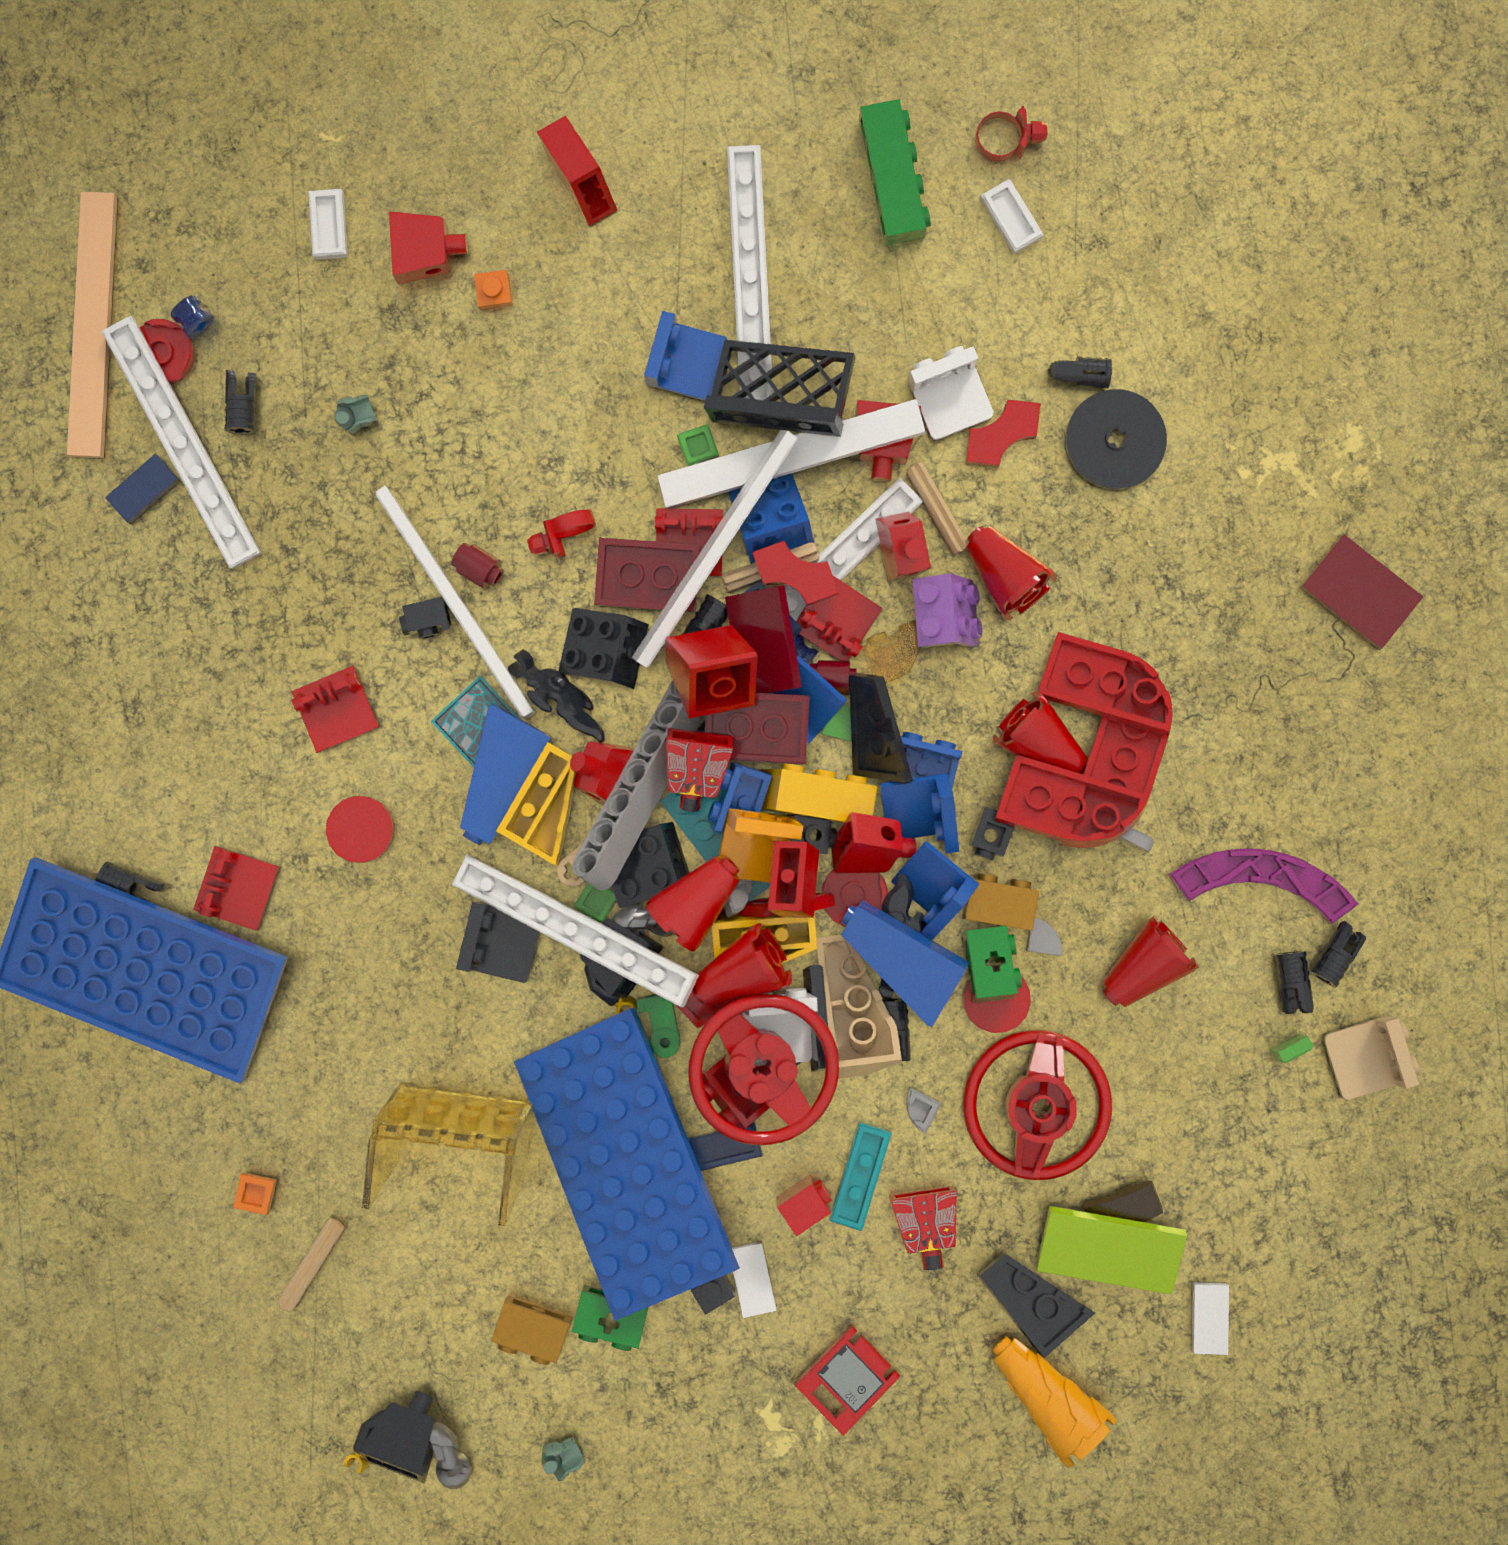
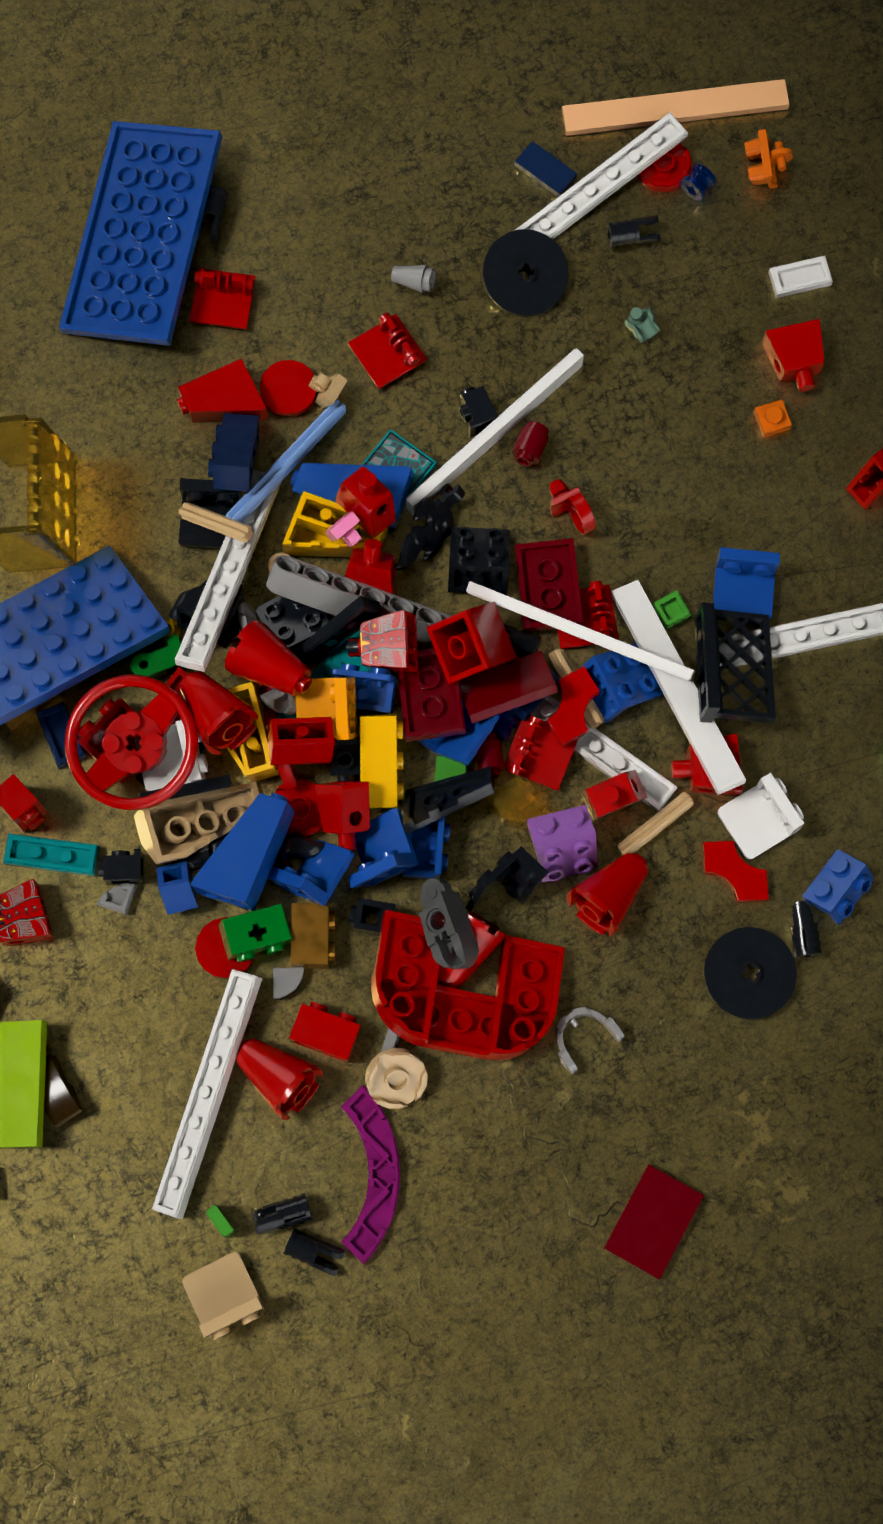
camera: 75 degrees right, 10 degrees down
(163, 234) = (762, 148): none -> orange hips
(251, 660) = (415, 277): none -> light grey cone
(254, 512) = (509, 288): none -> black piece
(358, 905) = (221, 392): none -> red slope
(371, 783) = (328, 388): none -> tan tile
(434, 902) = (234, 452): none -> dark blue brick
(454, 845) = (287, 462): none -> light blue axle
(514, 936) = (216, 522): none -> tan axle
(526, 760) = (366, 497): none -> red torso
(553, 792) = (344, 529): none -> bright pink tile
(596, 903) = (256, 591): bright green tile -> none
(667, 815) = (339, 628): none -> black tile
(891, 1099) = (122, 867): none -> black brick
(925, 1043) = (175, 887): none -> blue brick
(974, 667) = (516, 872): none -> black bracket
(1038, 325) = (839, 886): none -> blue bracket
(1042, 1081) = (157, 999): red piece -> none
(1047, 751) = (447, 926): none -> dark grey piece
(1108, 904) = (325, 1032): none -> red brick
(1146, 599) = (609, 1024): none -> light grey piece
(1154, 1042) = (207, 1094): none -> white tile
(1171, 837) = (396, 1078): none -> tan tile

